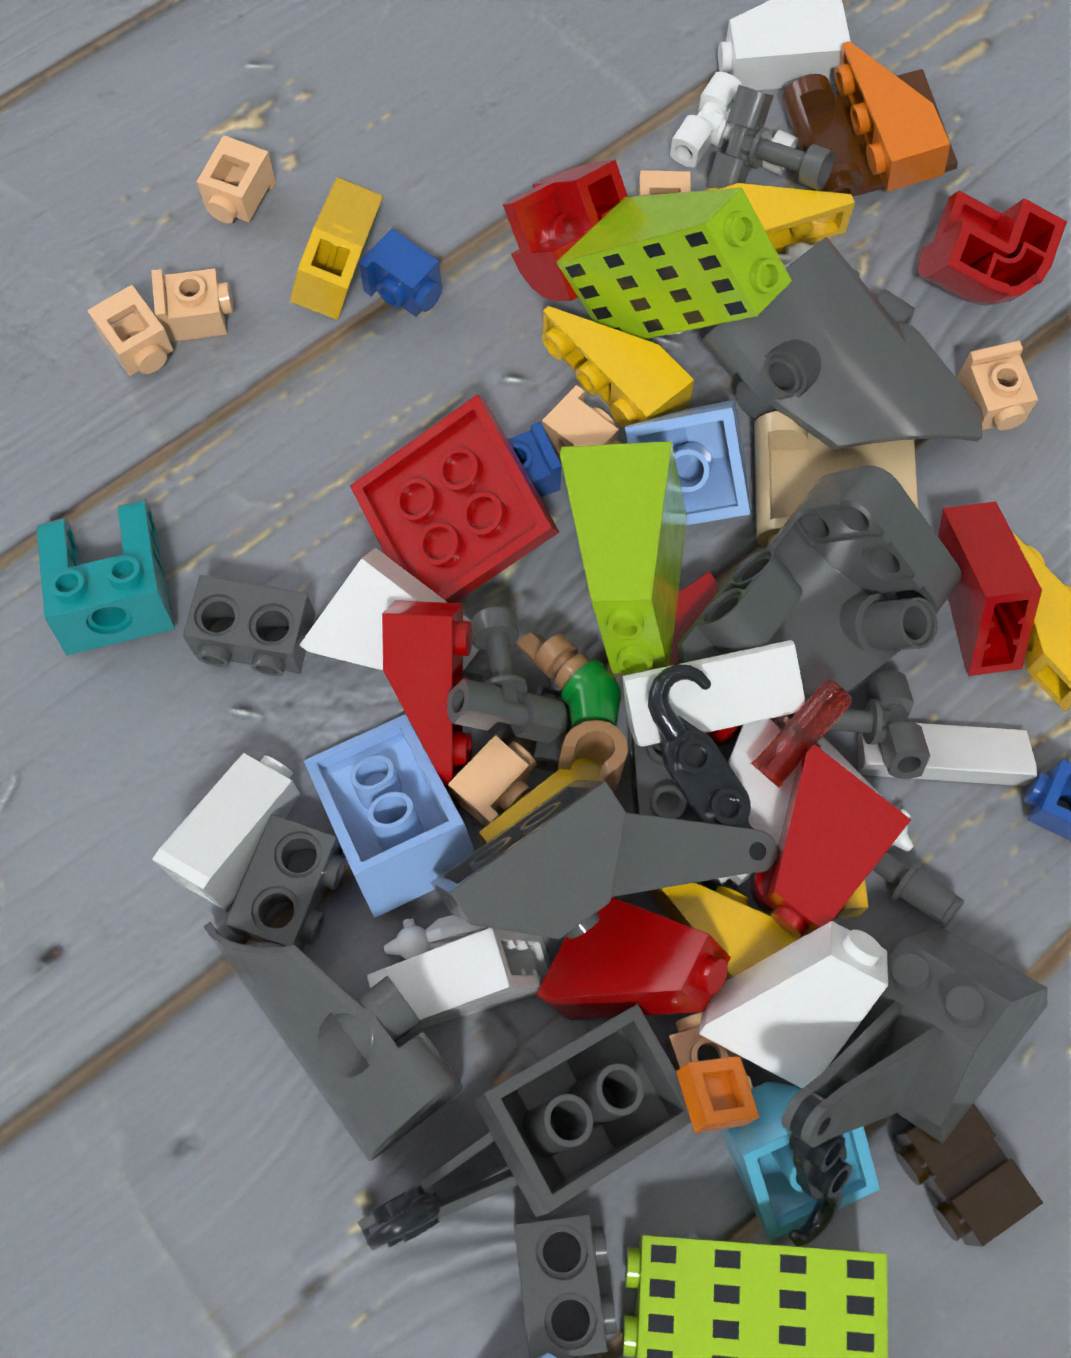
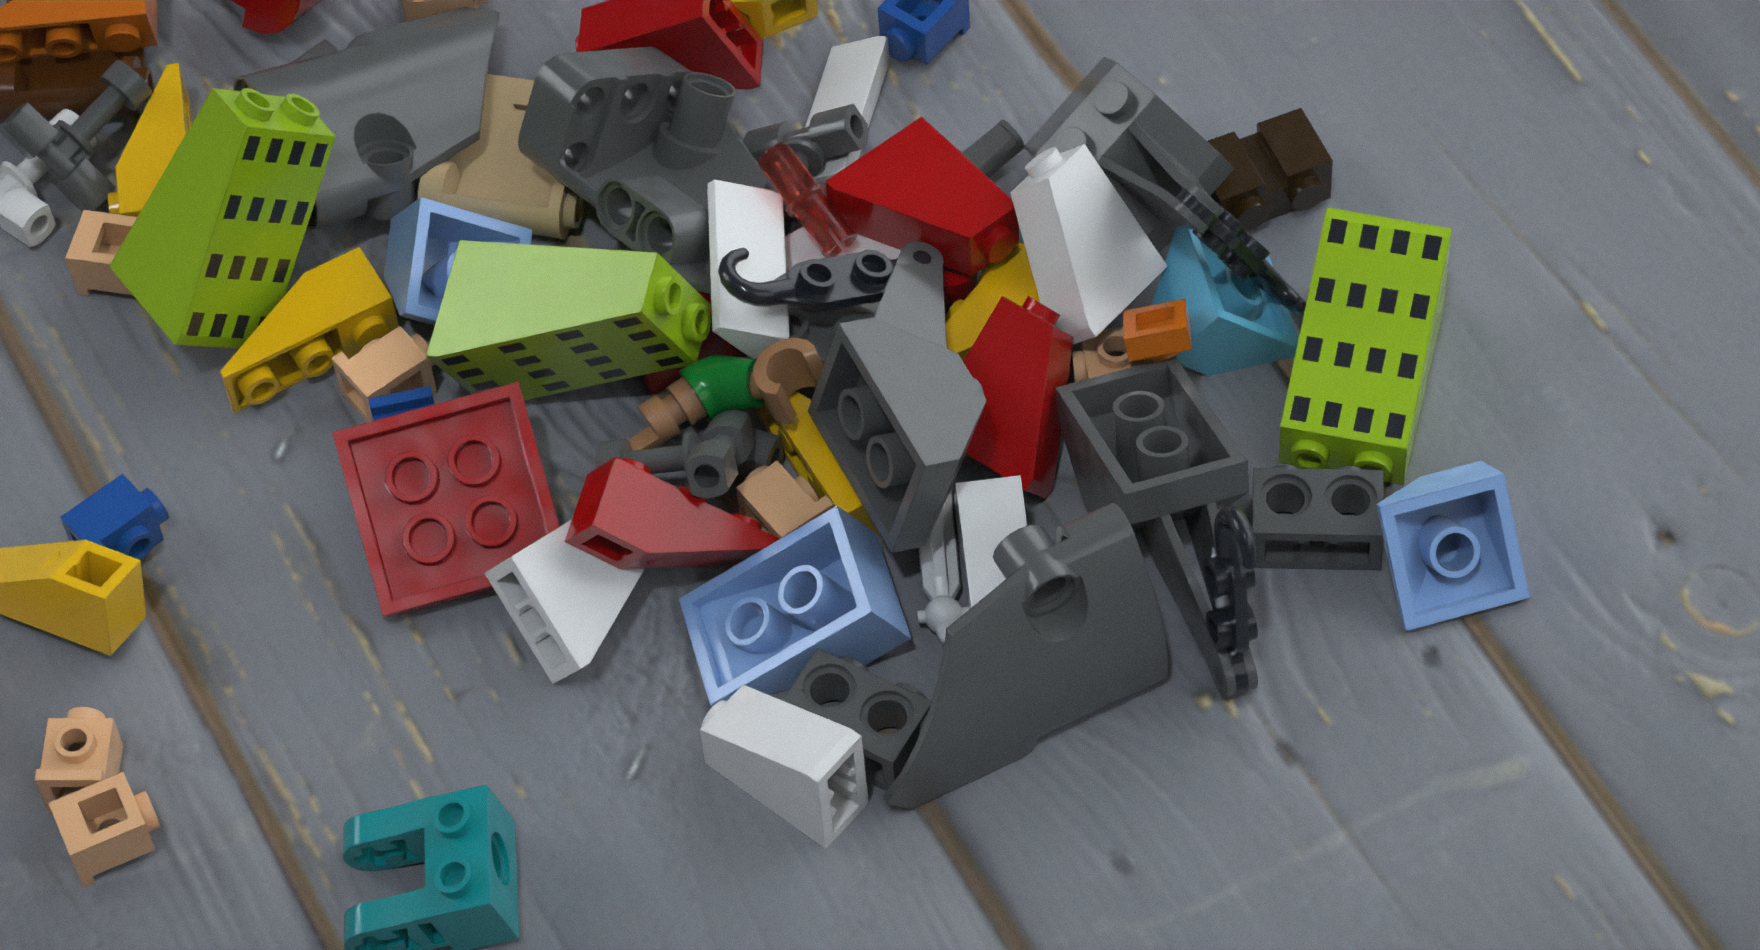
camera: 75 degrees left, 15 degrees down
(254, 613) = (522, 729): dark grey brick -> none
(556, 218) = (112, 344): red brick -> none

